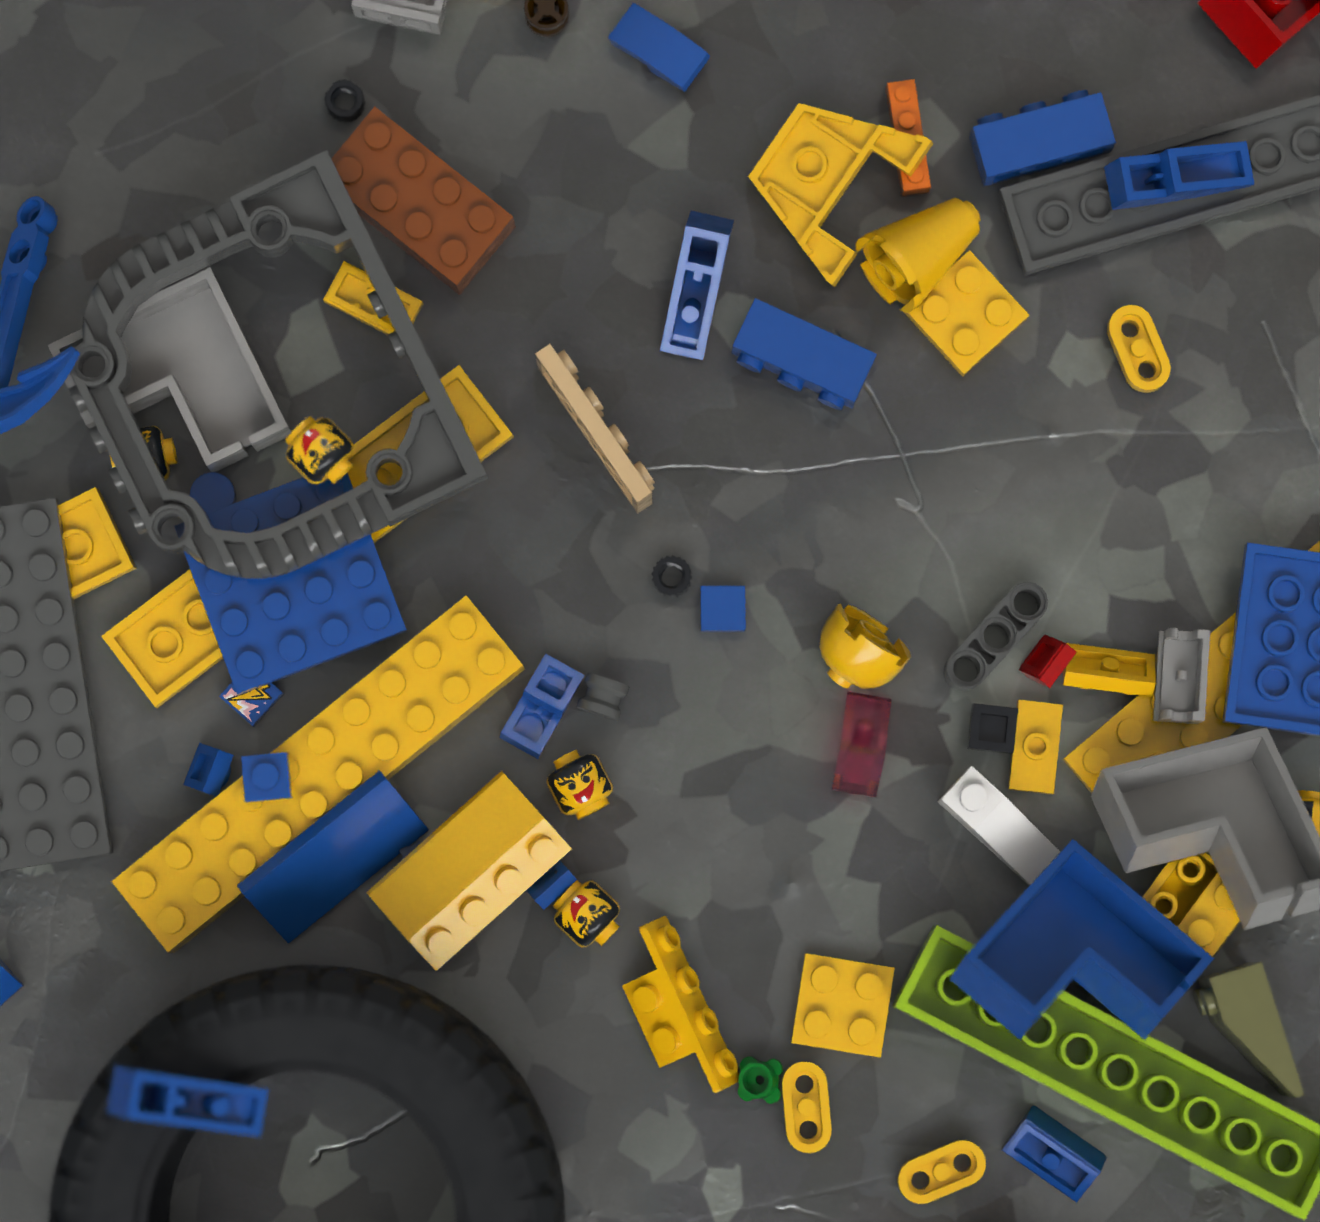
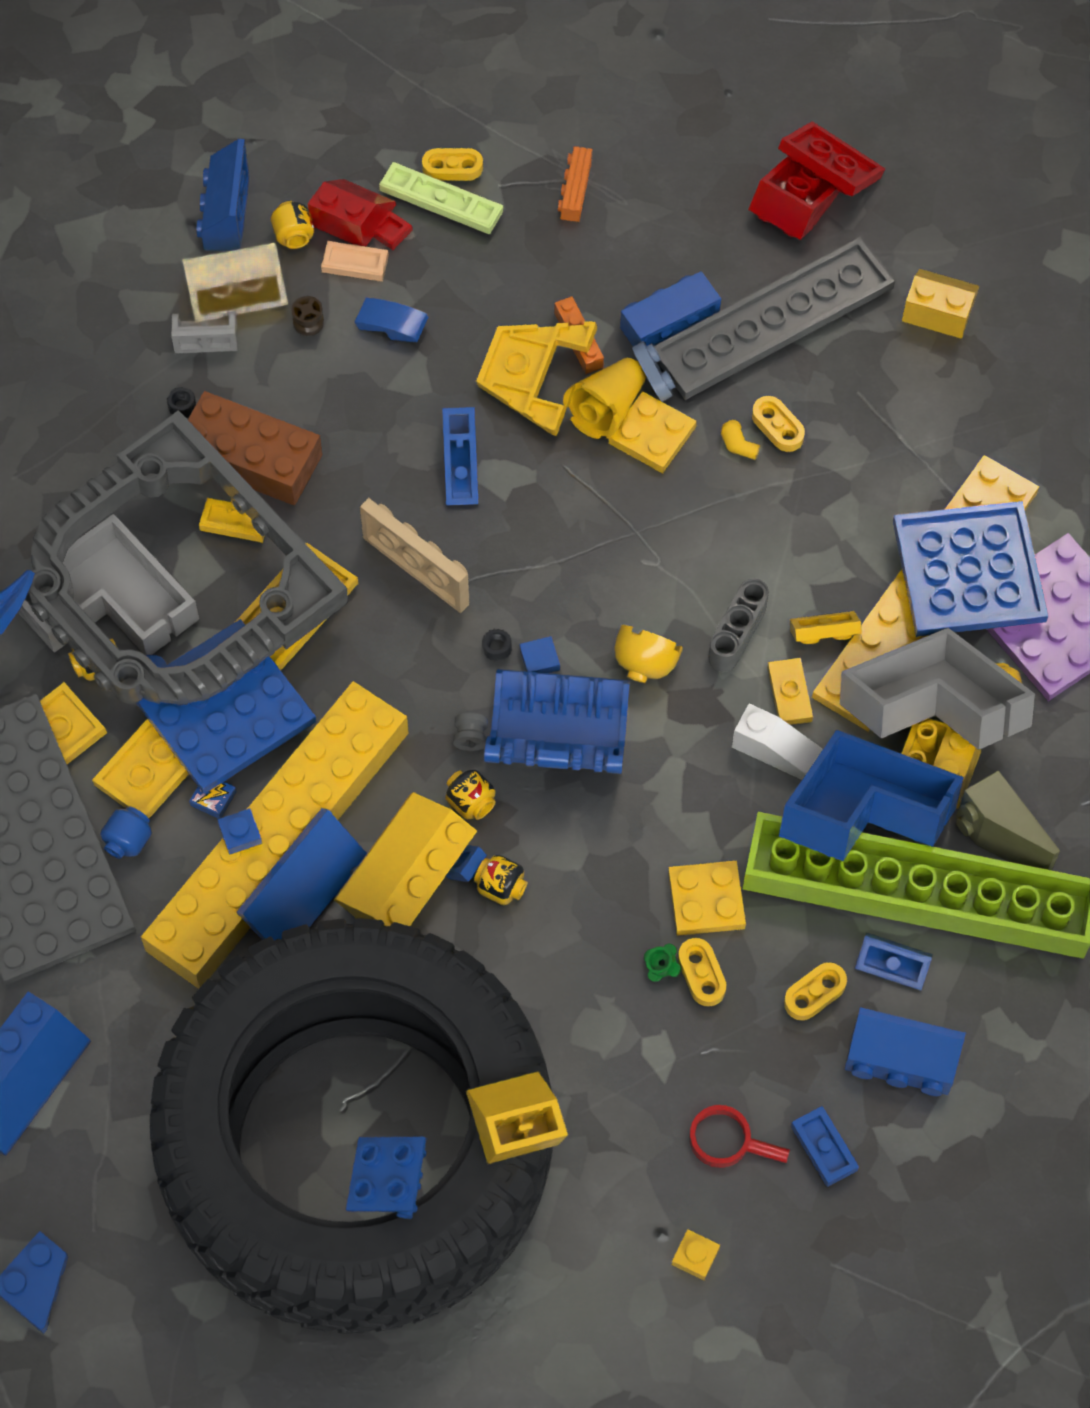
camera: 15 degrees left, 20 degrees down
(127, 723) = (126, 832): none -> blue head
(187, 1101) = (238, 1023): blue slope -> none
(209, 770) = (194, 850): blue plate -> none
(319, 450) = (223, 594): head -> none
(541, 706) = (427, 751): blue slope -> none
(675, 1010) = (583, 931): yellow bracket -> none
(716, 725) = (558, 721): none -> blue hinge
(802, 355) = (547, 480): blue brick -> none
(861, 744) = (666, 718): clear pink slope -> none
(988, 213) = (648, 358): none -> sand blue plate
(992, 728) = (755, 685): black plate -> none
(1047, 660) = (780, 630): red tile -> none
(1073, 358) = (735, 440): none -> yellow arm
(1178, 174) = (768, 307): blue slope -> none
(1181, 676) = (878, 611): light grey hinge -> none

